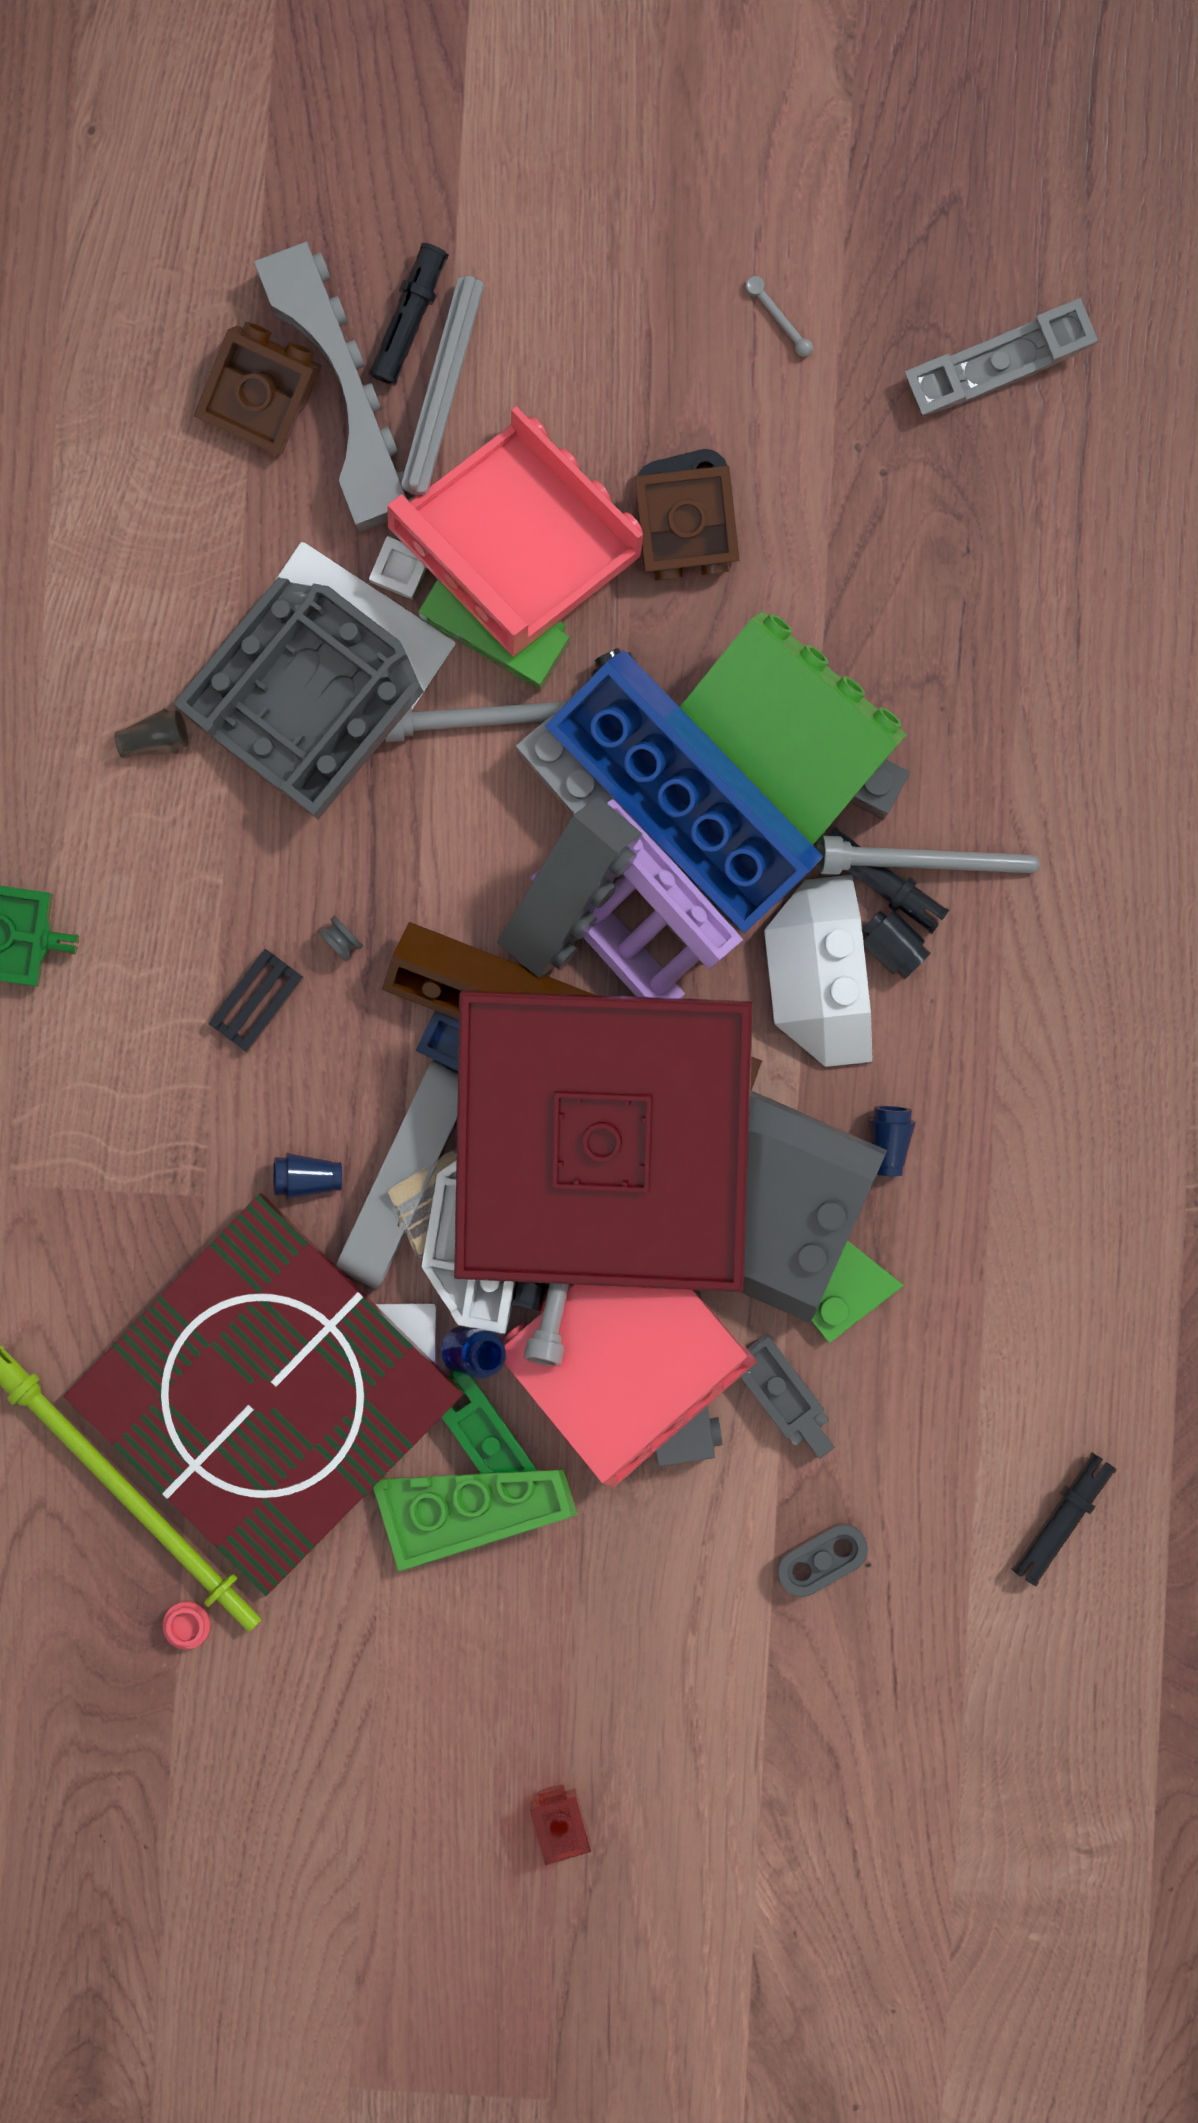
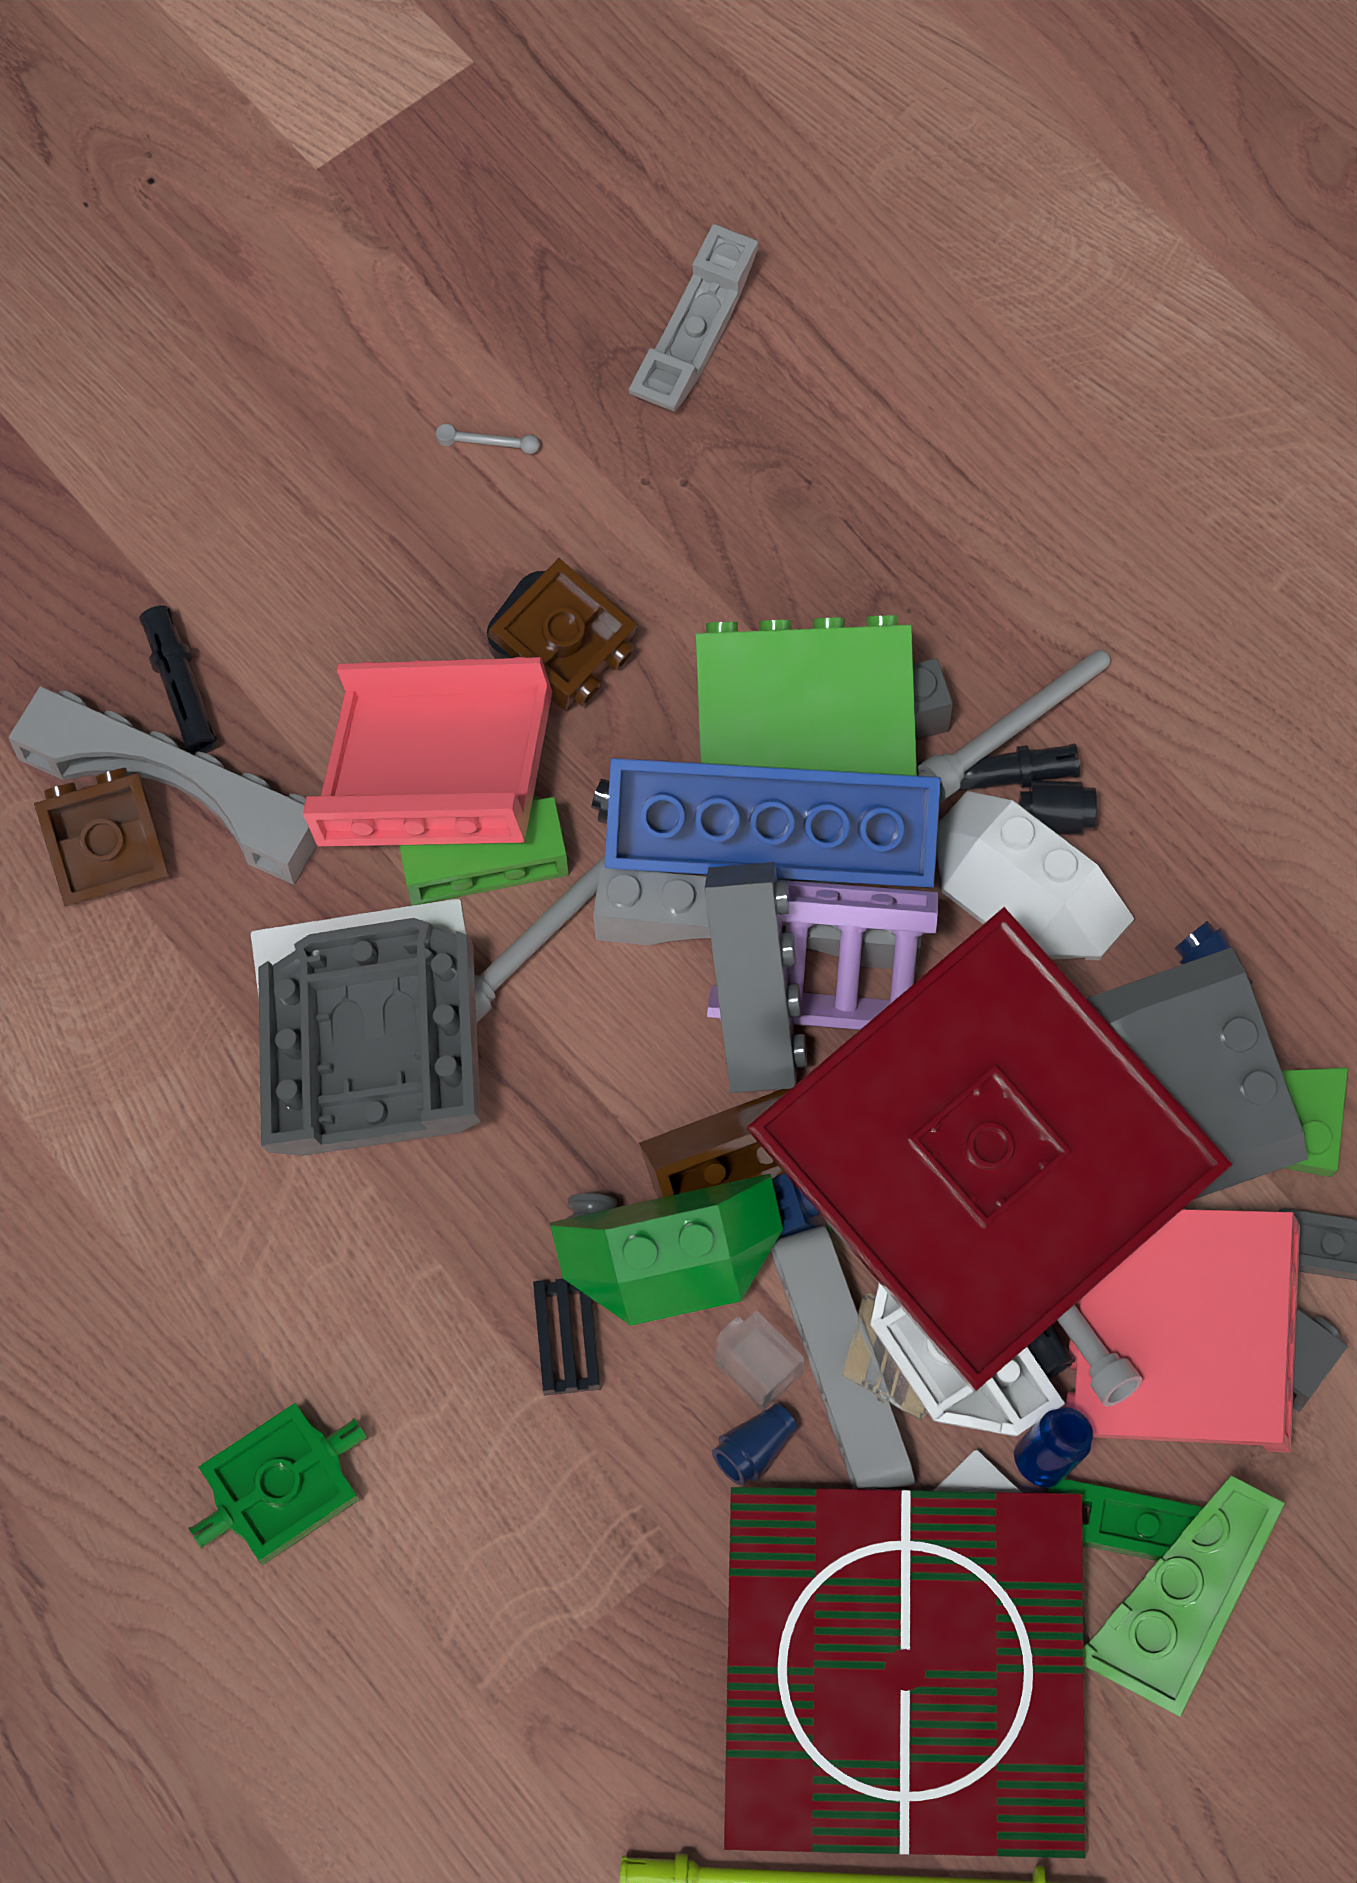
camera: 40 degrees left, 20 degrees down
(155, 735) = (266, 1191): clear smoke cone -> none
(355, 1126) = (758, 1359): none -> clear brick
(363, 1012) = (671, 1250): none -> green wedge
(397, 569) = (356, 876): white plate -> none
(442, 385) = (260, 704): light grey axle -> none

